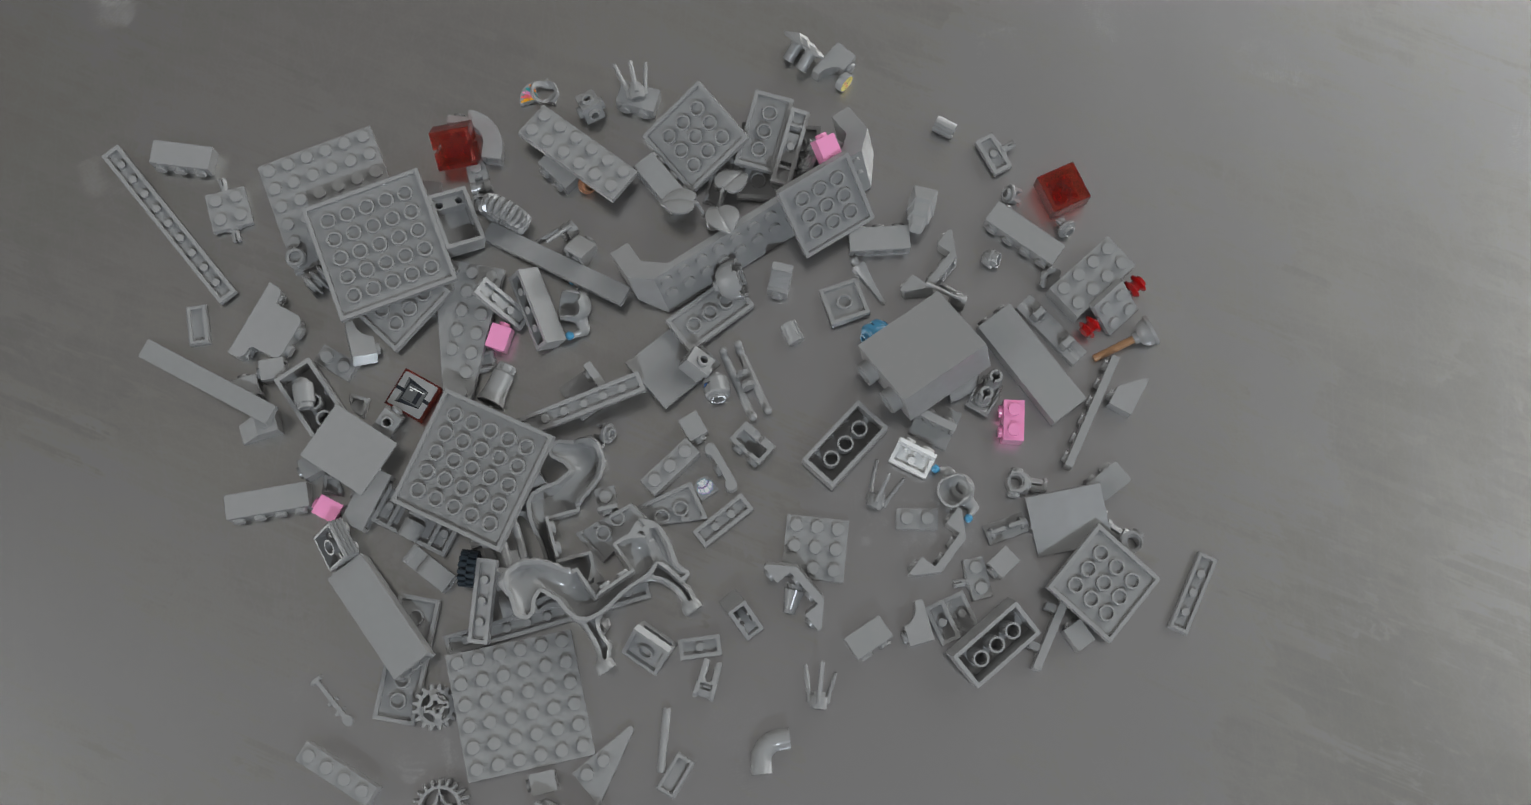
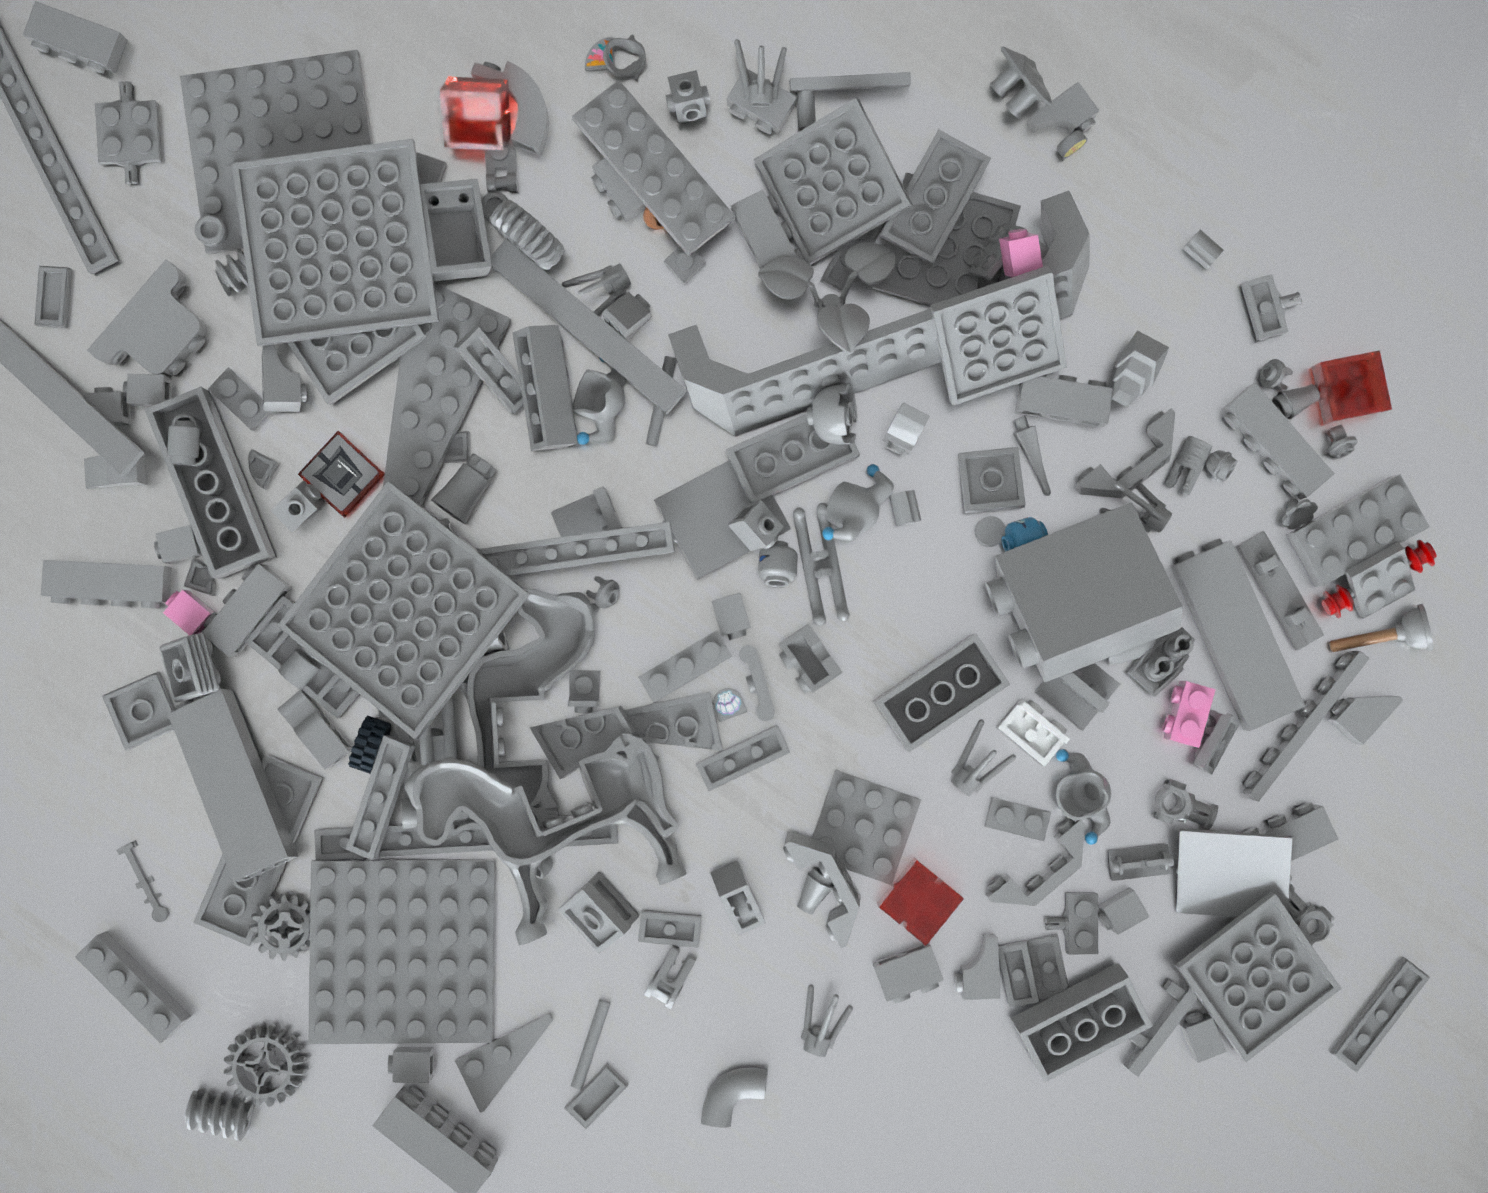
camera: 15 degrees right, 10 degrees up
(308, 584) = (140, 710): none -> light grey tile
(349, 449) = (232, 537): light grey piece -> none
(500, 337) = (482, 417): bright pink brick -> none
(611, 211) = (683, 265): none -> light grey plate
(616, 308) = (658, 414): none -> light grey piece
(666, 83) = (807, 86): none -> light grey piece
(759, 339) = (856, 507): none -> light grey piece
(790, 146) = (968, 231): light grey hinge -> none
(851, 335) = (990, 531): none -> light grey tile
(864, 587) = (920, 901): none -> clear red piece
(970, 259) = (1192, 458): none -> light grey hinge
(1029, 207) = (1296, 400): none -> light grey cone
(1035, 436) = (1219, 737): none -> light grey plate

